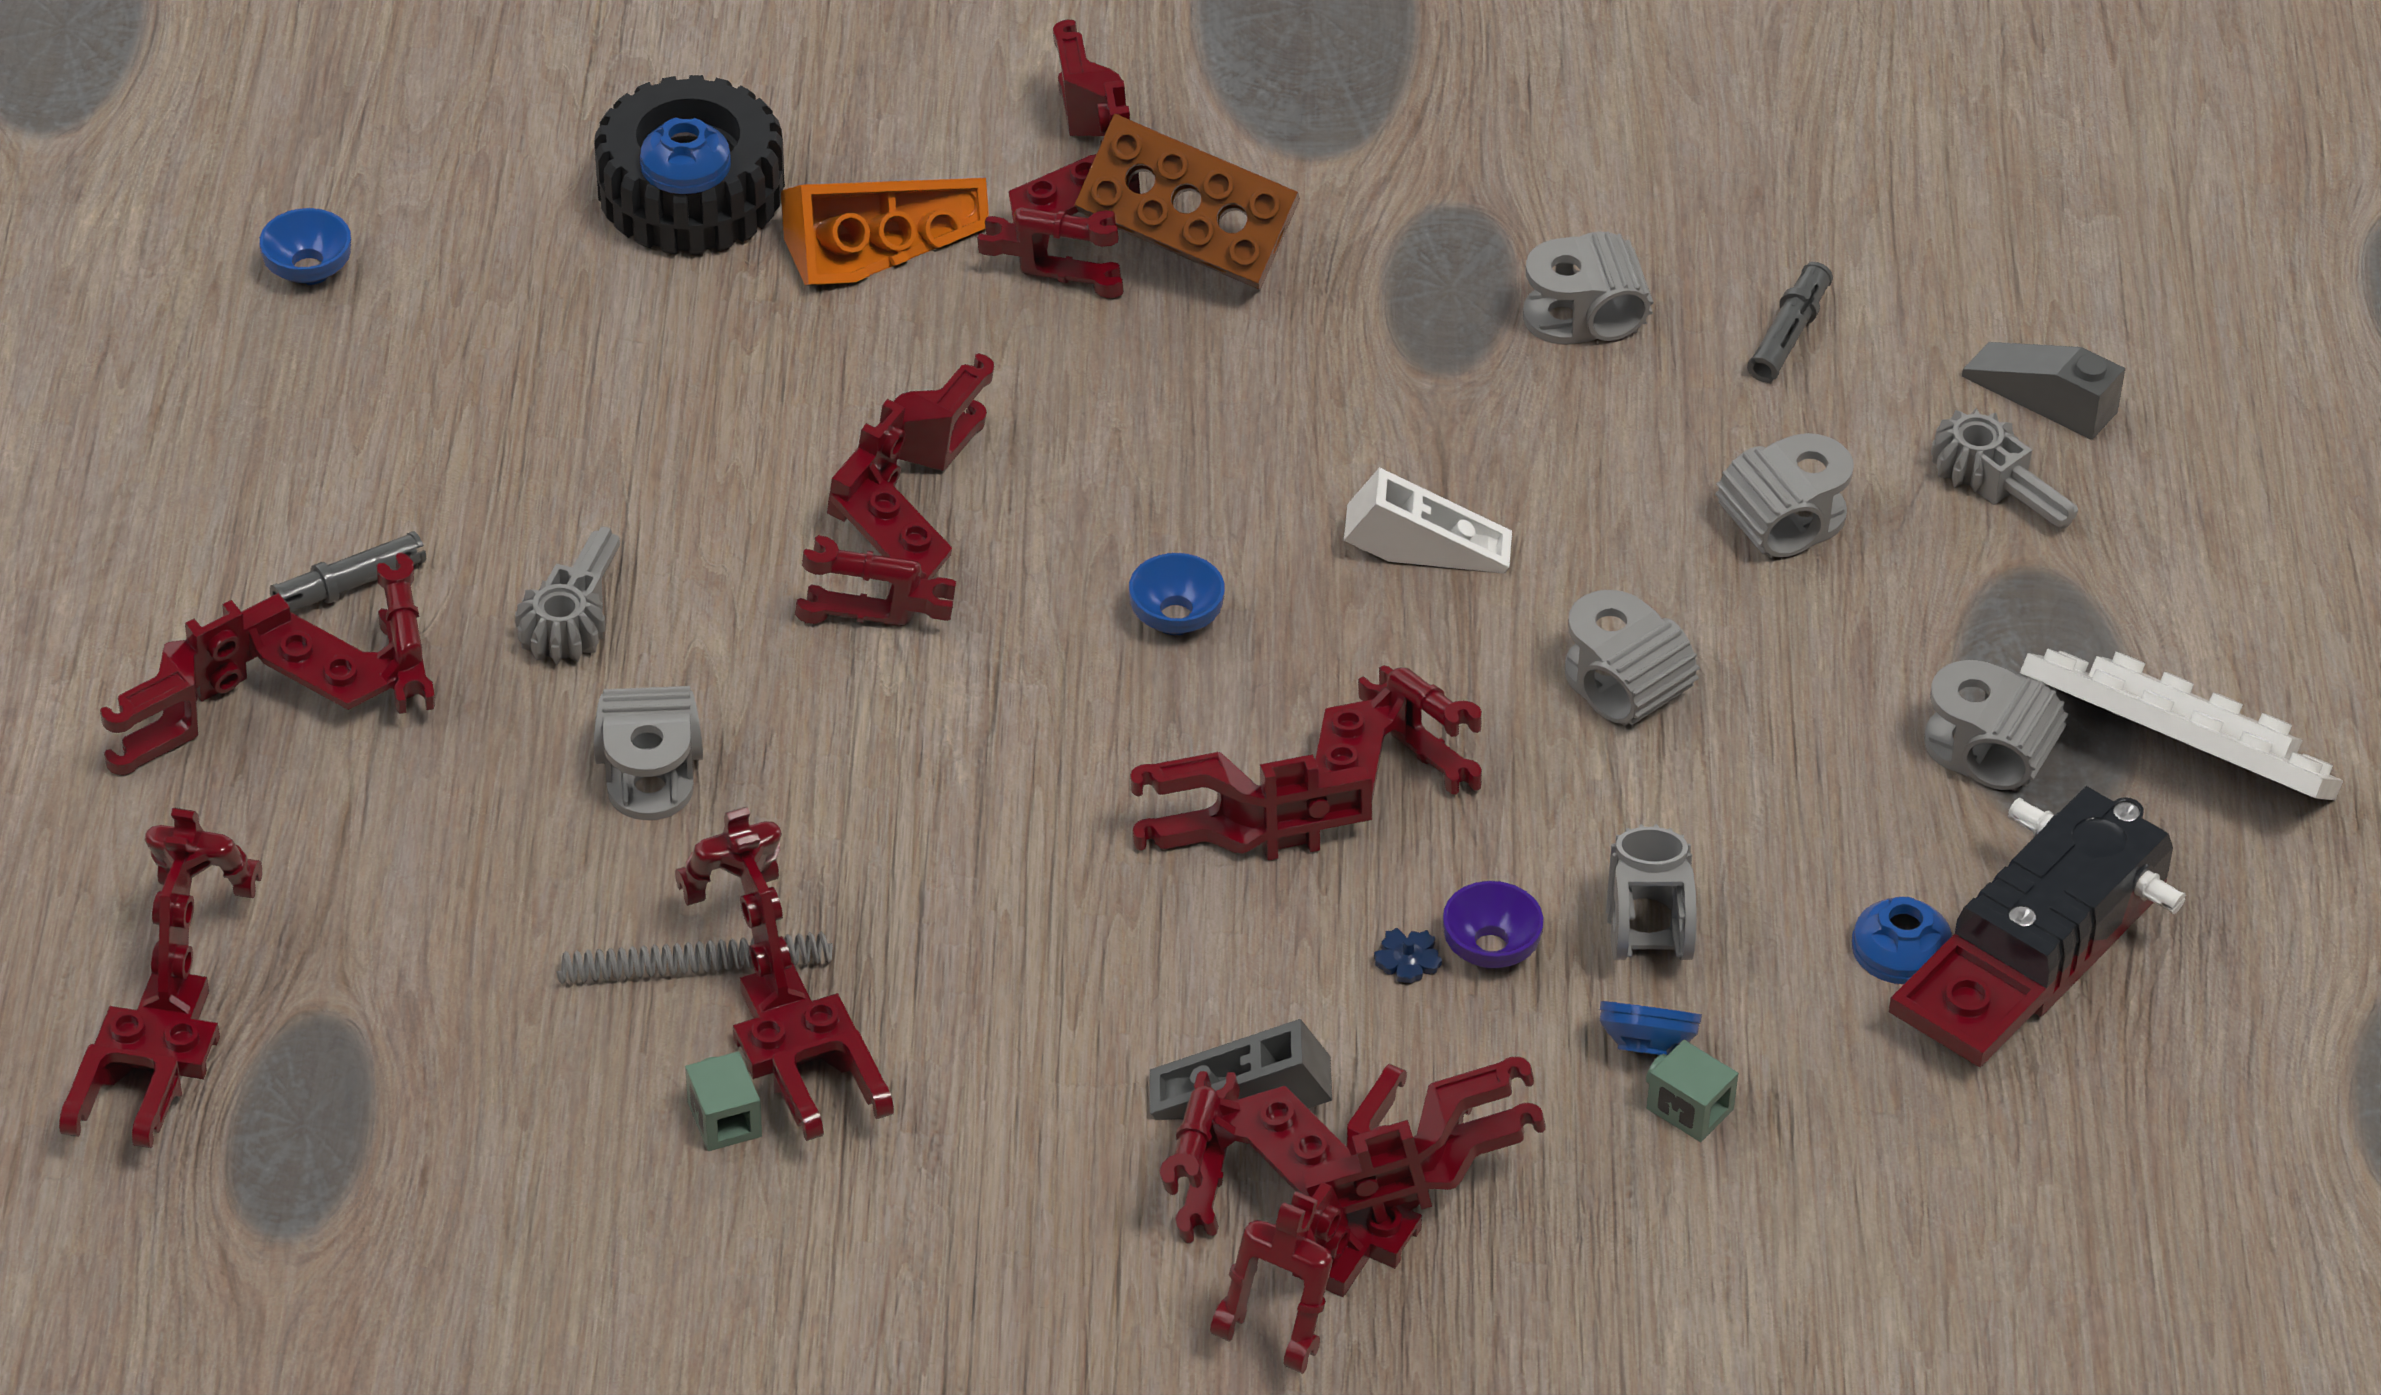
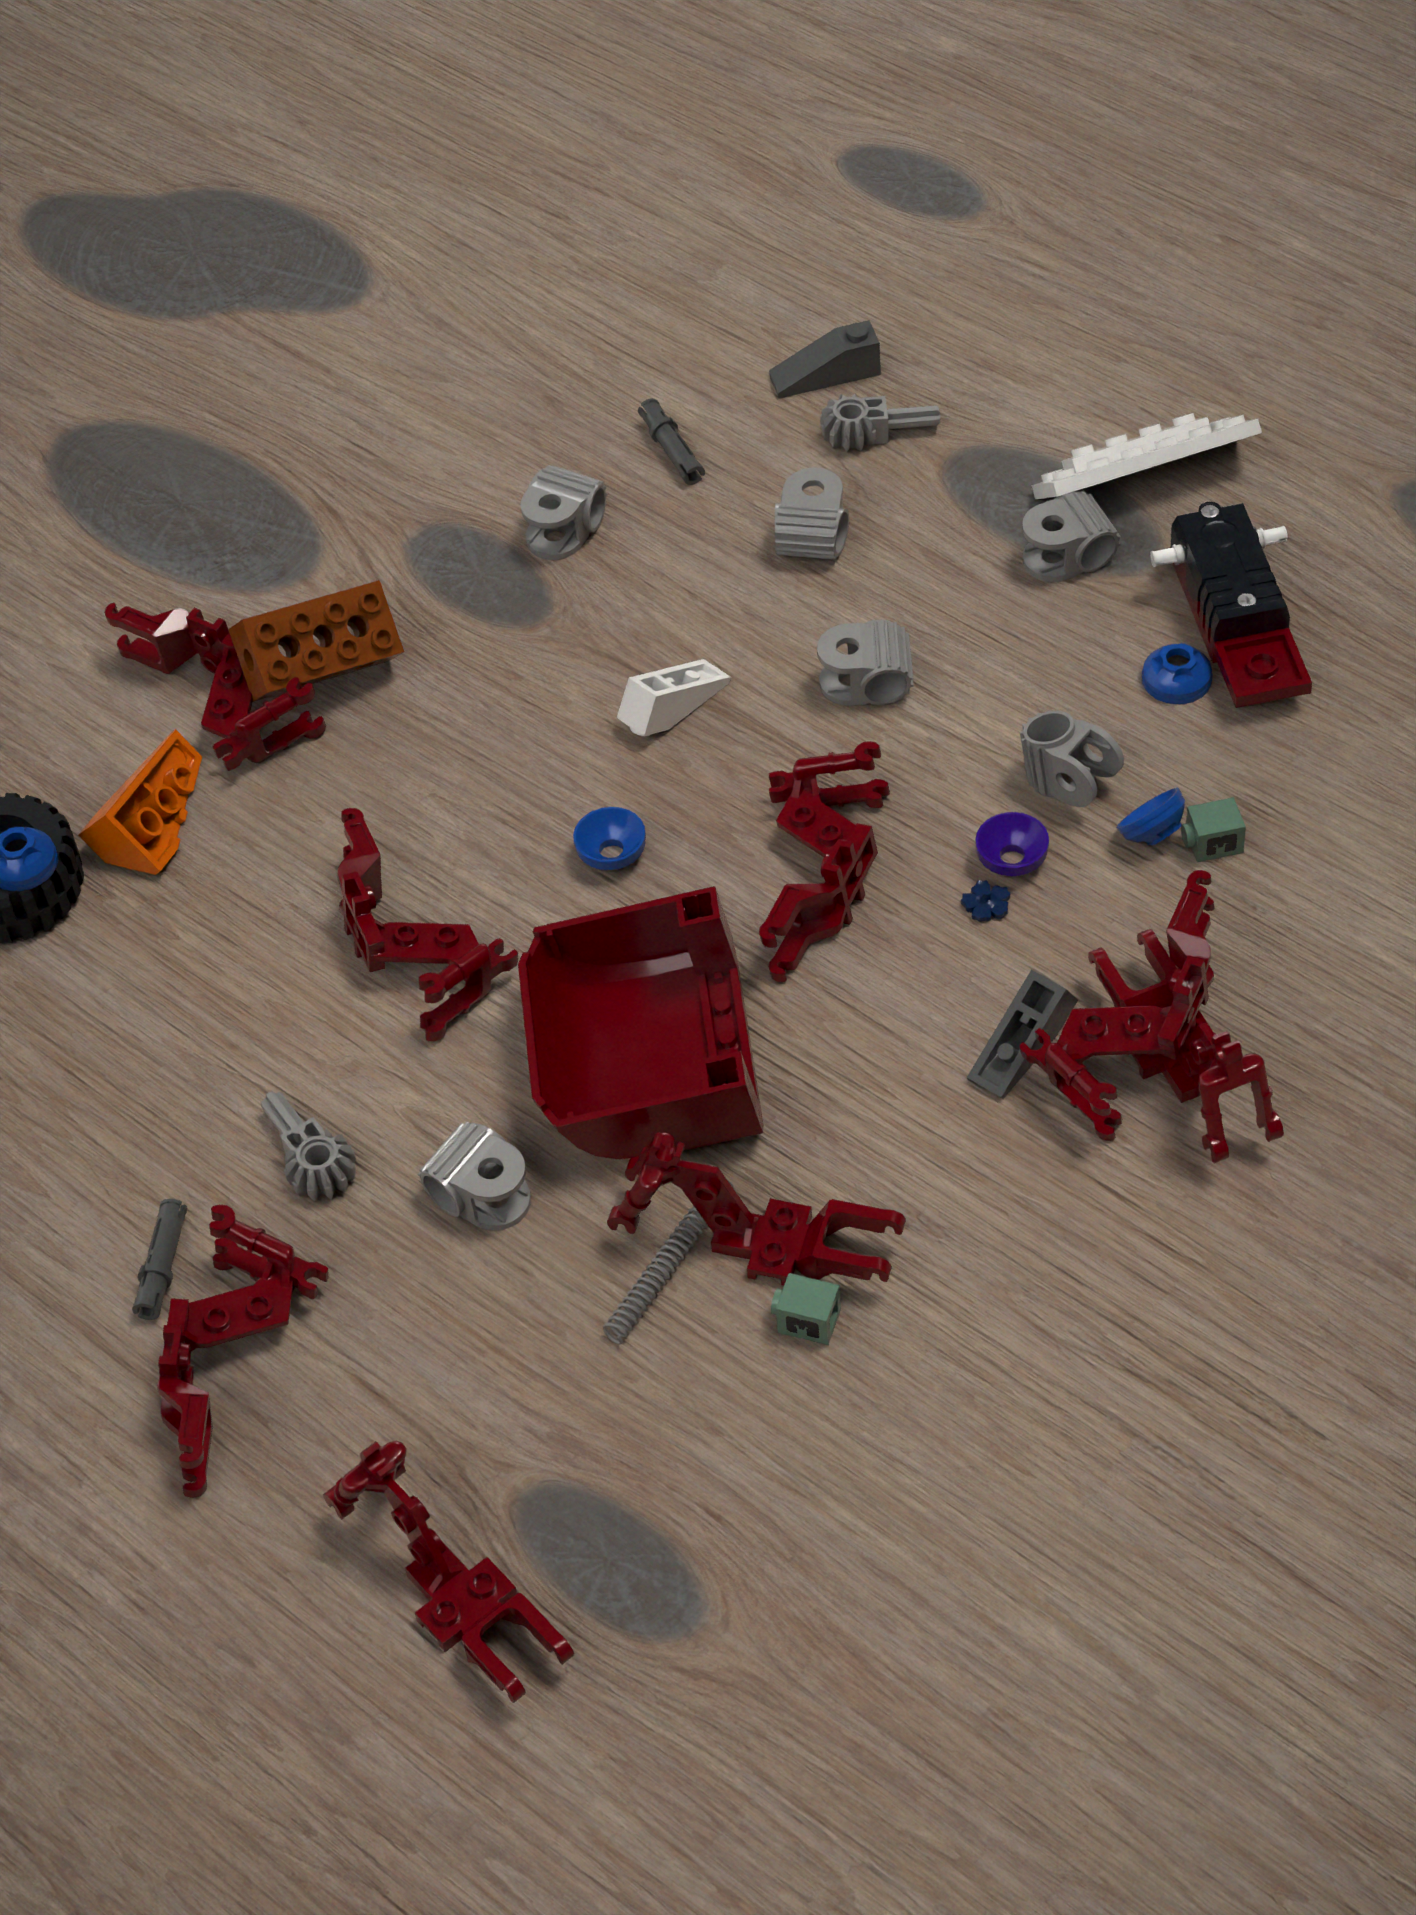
camera: 45 degrees left, 5 degrees up
(935, 755) = (640, 1027): none -> dark red slope

